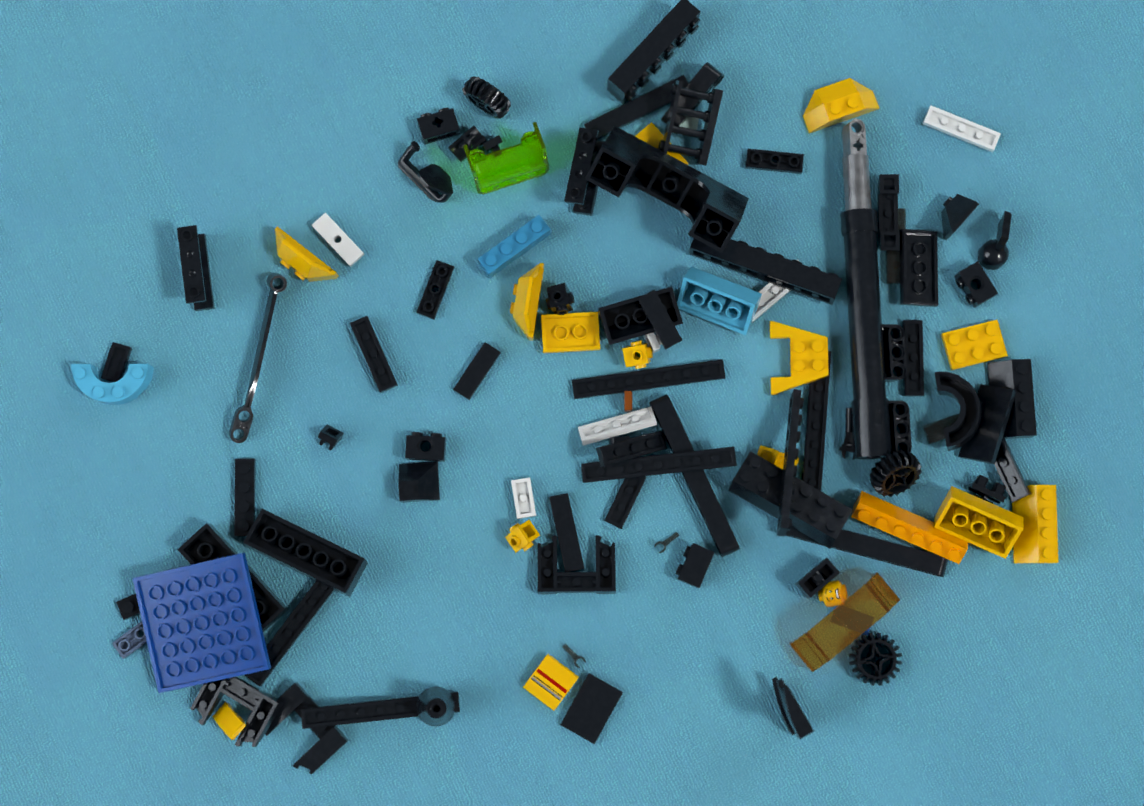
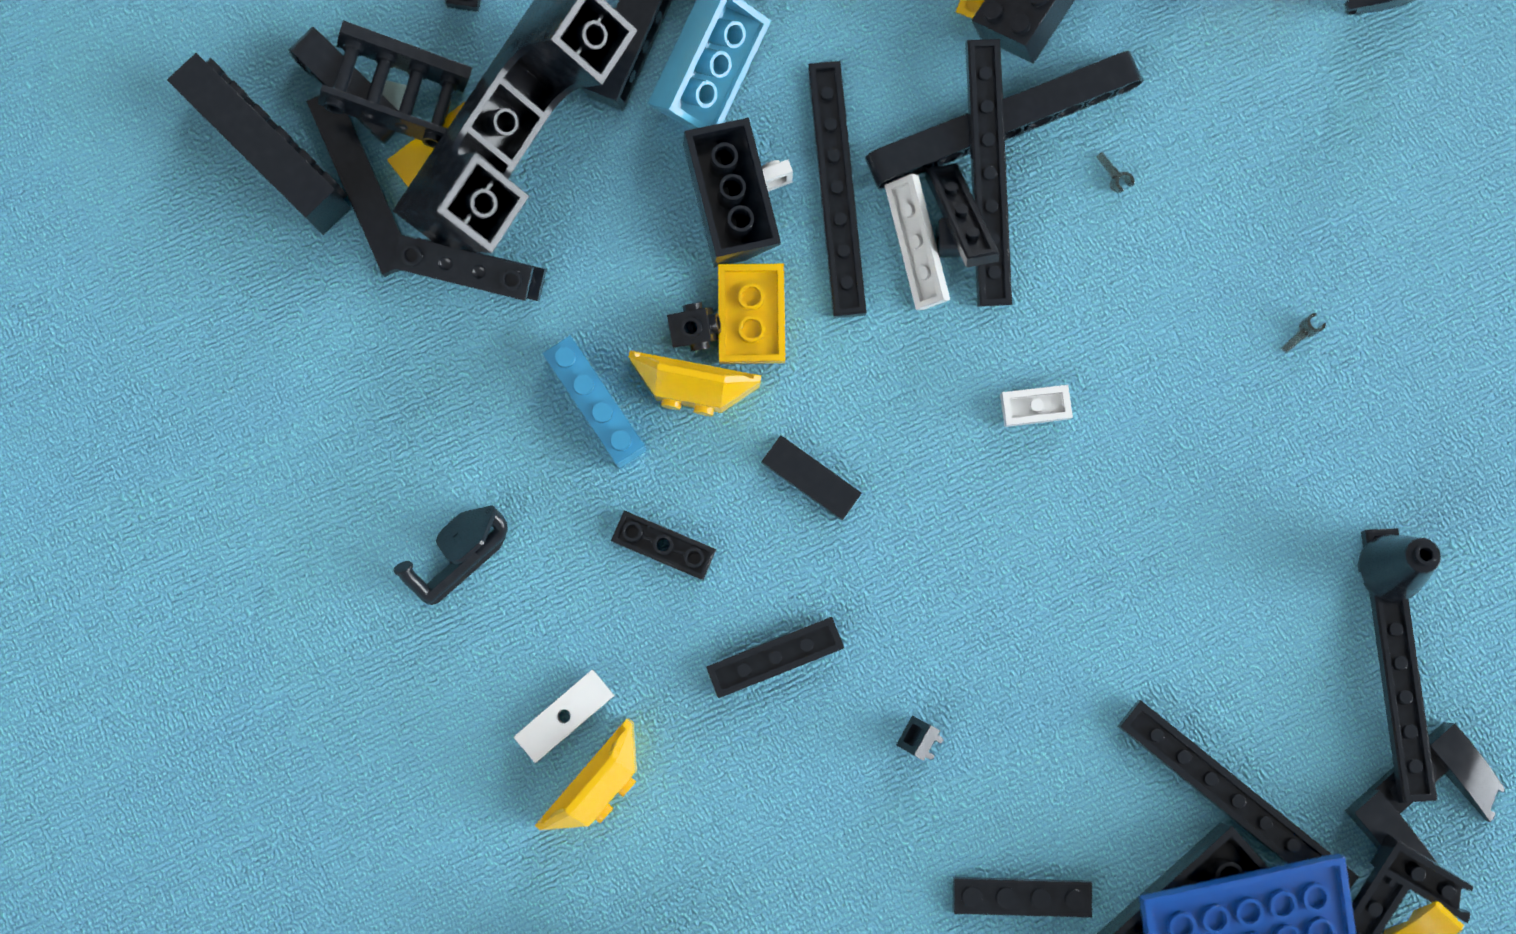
camera: 90 degrees left, 0 degrees up
(246, 424) = (775, 865): black piece -> none
(305, 552) = (1131, 788): black brick -> none
(414, 451) = (954, 551): black brick -> none
(418, 482) = (1004, 585): black slope -> none
(431, 132) = (379, 540): black brick -> none
(472, 138) = (404, 477): black hips -> none
(486, 97) = (321, 437): black gear -> none
(492, 144) = (410, 433): black tile -> none
(510, 164) = (445, 400): clear neon green windscreen -> none
(522, 536) = (1104, 408): yellow brick -> none
(551, 682) = (1348, 373): yellow slope -> none
(566, 532) = (1095, 336): black tile -> none
(591, 708) = (1390, 308): black tile -> none
(598, 582) = (1182, 282): black wedge -> none
(624, 501) = (1046, 239): black tile -> none
(627, 401) = (876, 222): dark orange tile -> none
(631, 357) = (796, 200): yellow brick -> none
(659, 319) = (742, 153): black tile -> none
(695, 565) = (1156, 125): black brick -> none

